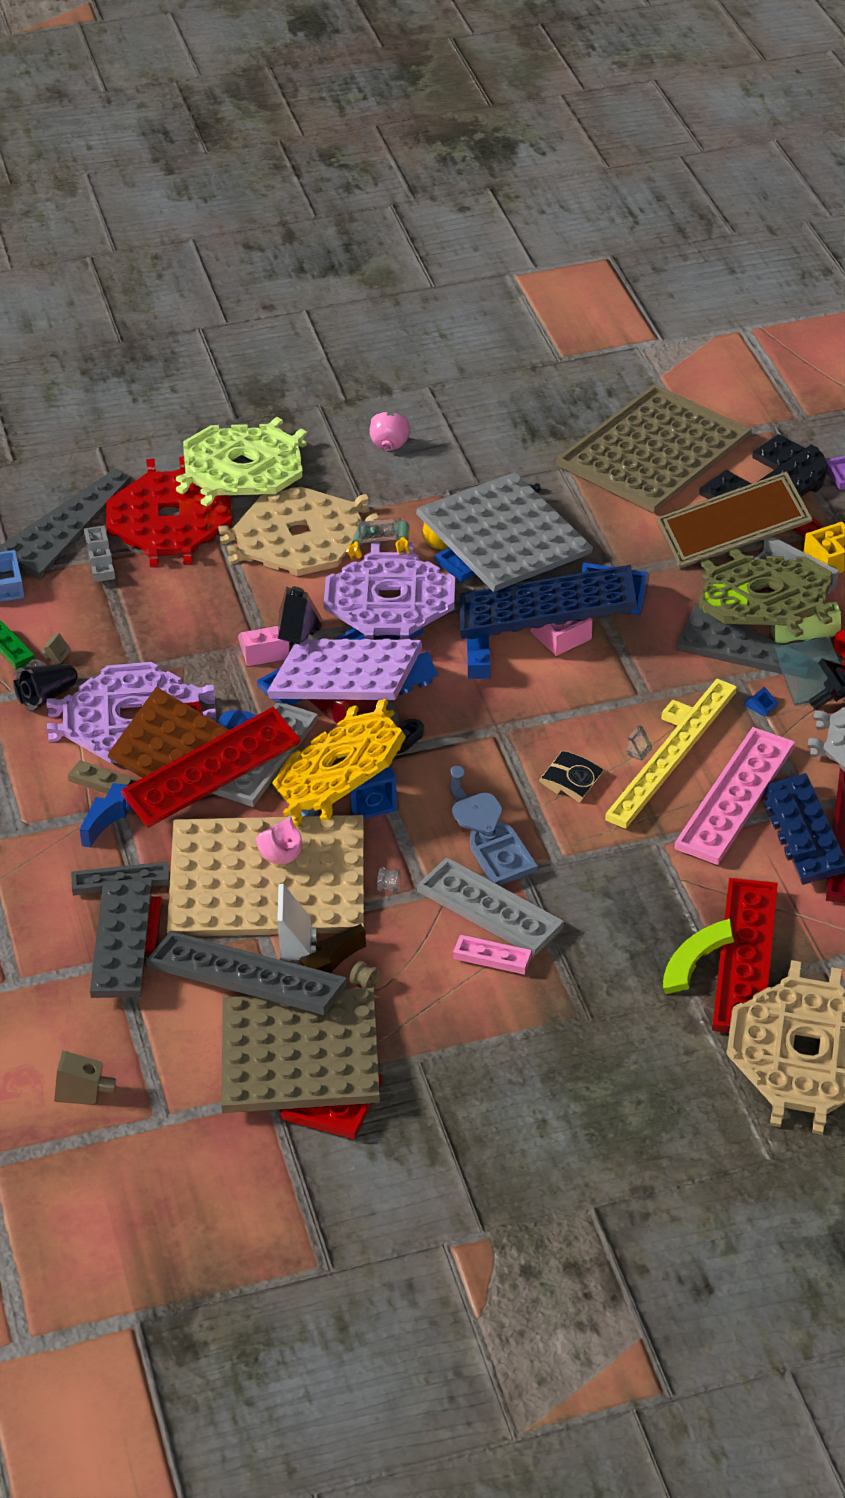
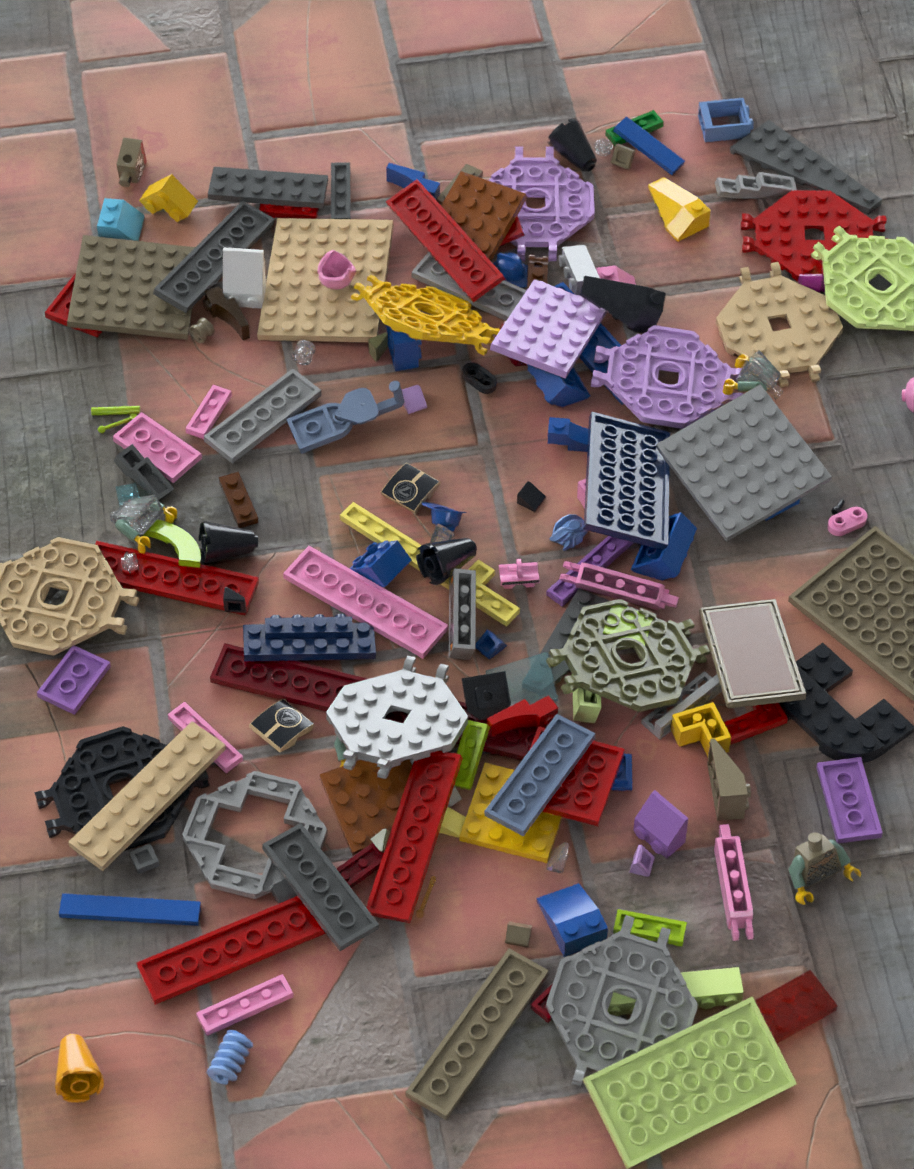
camera: 95 degrees right, 10 degrees up
(40, 629) = (649, 145): none -> blue tile
(138, 601) = (680, 210): none -> yellow wedge
(145, 1031) = (170, 196): none -> yellow brick
(185, 1086) = (120, 220): none -> medium azure slope
(239, 506) = (812, 281): none -> magenta cone
(244, 664) = (576, 265): none -> brick
(247, 704) = (537, 273): none -> reddish brown plate
(373, 818) = (378, 346): none -> olive slope
(440, 786) = (413, 399): none -> lavender slope
(500, 1045) = (118, 410): none -> lime piece
(507, 1028) = (101, 429): none -> lime hinge
(548, 480) = (848, 520): none -> bright pink plate
(555, 994) = (163, 448): none -> bright pink plate
(563, 688) = (530, 497): none -> black slope
(598, 999) = (143, 472): none -> dark grey slope
(605, 655) = (569, 531): none -> medium blue hat
(608, 741) = (444, 515): none -> blue piece
(615, 915) = (238, 500): none -> reddish brown plate
(630, 1014) = (126, 492): none -> clear light blue plate
(644, 641) = (600, 556): none -> medium lavender tile
(675, 681) = (518, 574): none -> bright pink hips
(676, 608) = (619, 586): none -> bright pink hinge
(676, 986) = (138, 515): none -> clear torso
(683, 722) = (440, 558): none -> black cone
(683, 786) = (382, 562): none -> blue slope
(691, 909) = (224, 542): none -> black cone
(743, 981) = (129, 562): none -> clear plate
(745, 709) = (462, 614): none -> light grey brick
(777, 885) = (233, 601): none -> black slope

